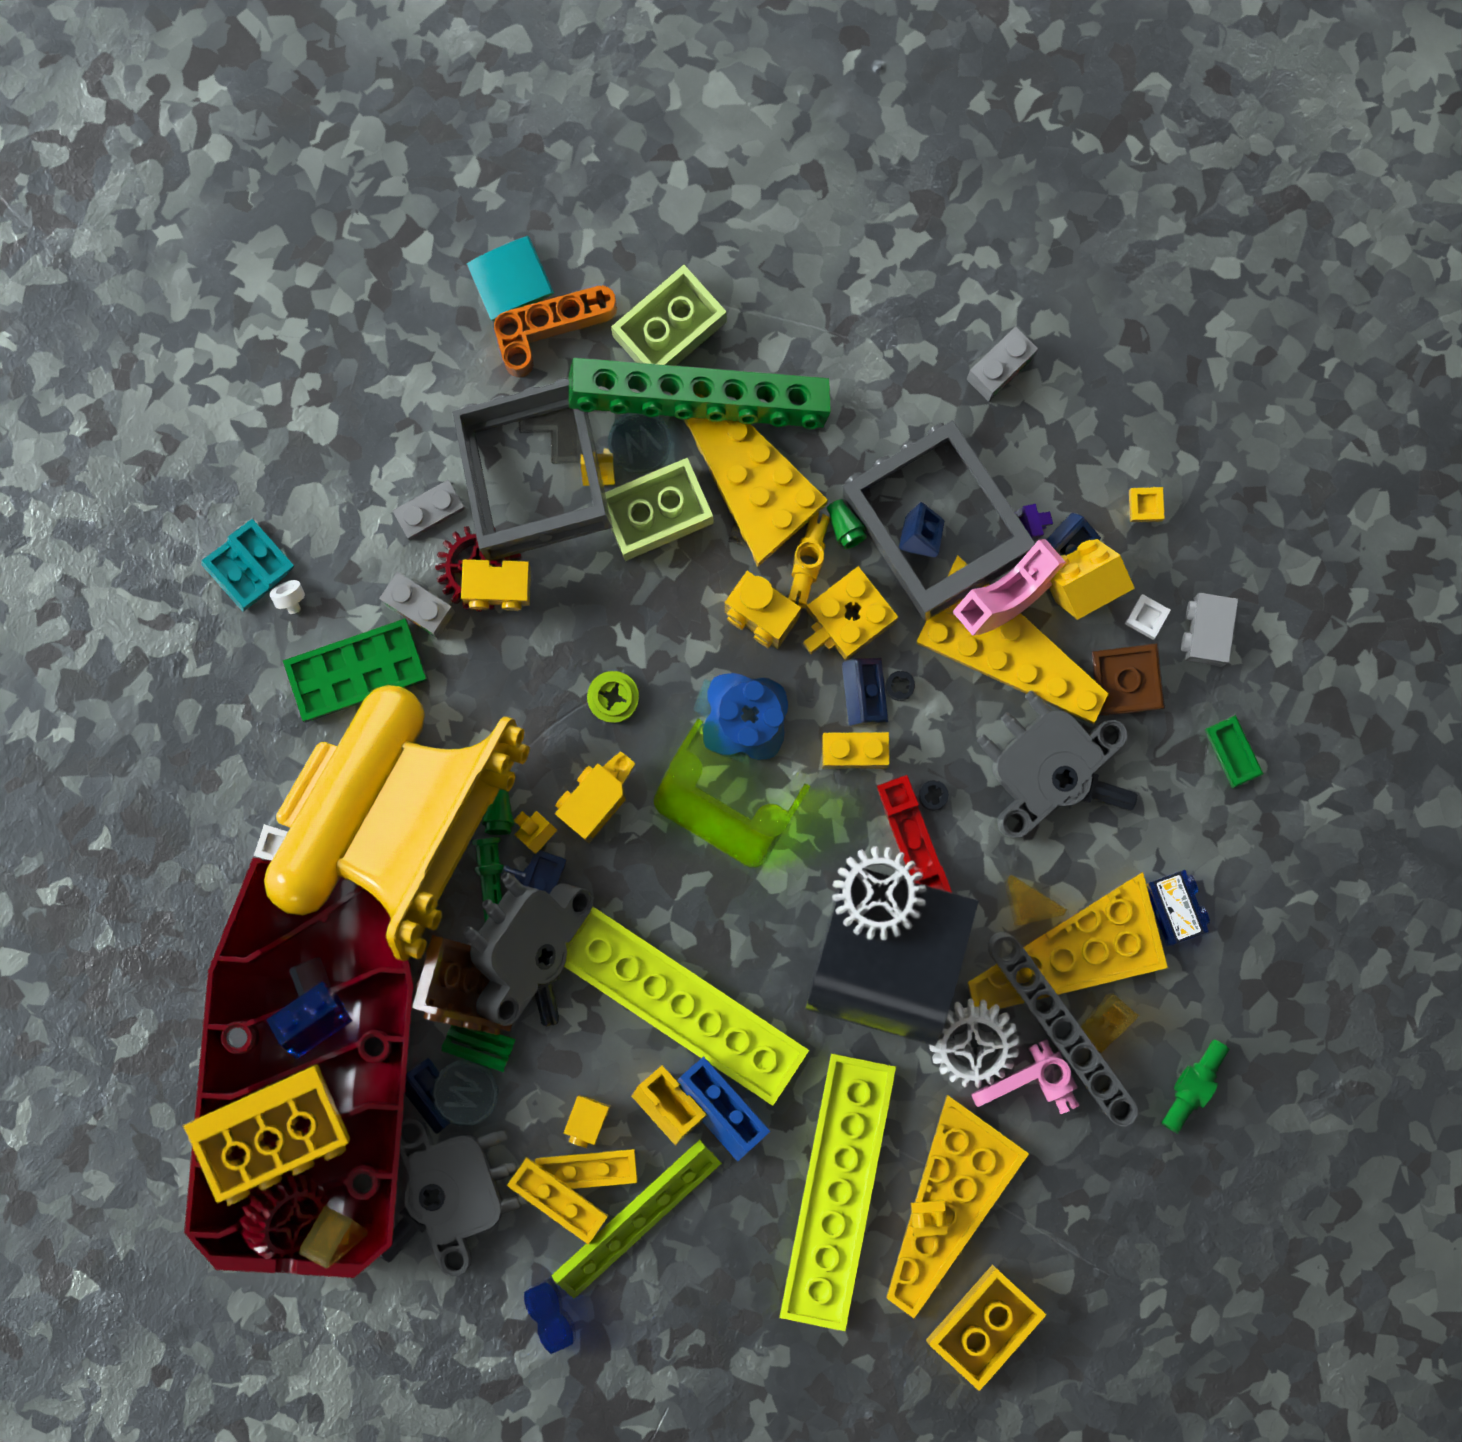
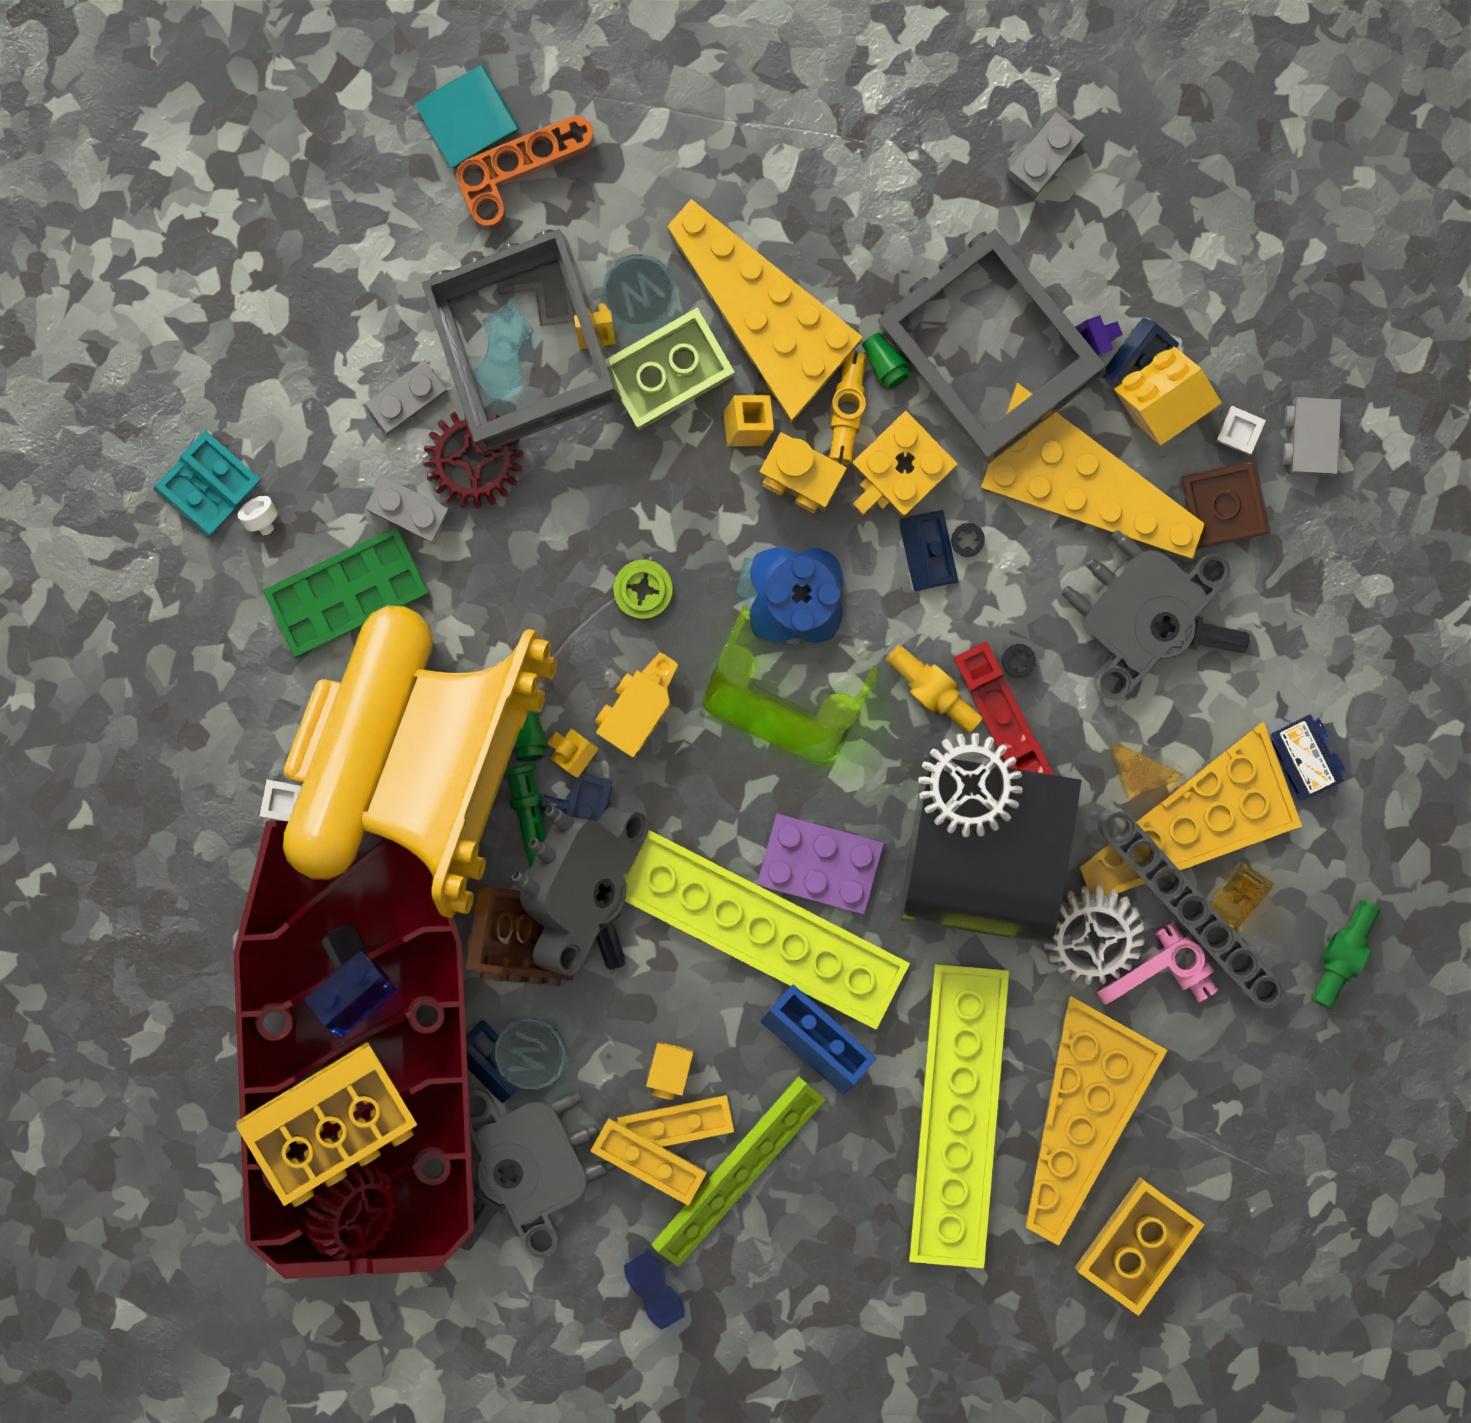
camera: 10 degrees left, 5 degrees up
(331, 1237) = (406, 1229): clear yellow slope -> none
(481, 1041) = (543, 994): green tile -> none
(496, 585) = (493, 480): yellow brick -> none
(521, 467) = (506, 334): none -> clear light blue tile
(668, 1105) = (759, 1042): yellow brick -> none
(670, 321) = (657, 151): yellowish green brick -> none
(713, 384) = (718, 219): green brick -> none
(721, 560) = (748, 420): none -> yellow brick
(740, 953) = (820, 863): none -> medium lavender plate
(855, 750) = (925, 620): yellow brick -> none
(856, 811) = (933, 688): none -> yellow pin
(922, 531) = (974, 361): dark blue slope -> none
(929, 1218) = (1063, 1134): yellow tile -> none
(1000, 602) = (1083, 423): bright pink arch -> none
(1146, 504) = (1226, 301): yellow tile -> none
(1233, 751) = (1353, 572): green tile -> none

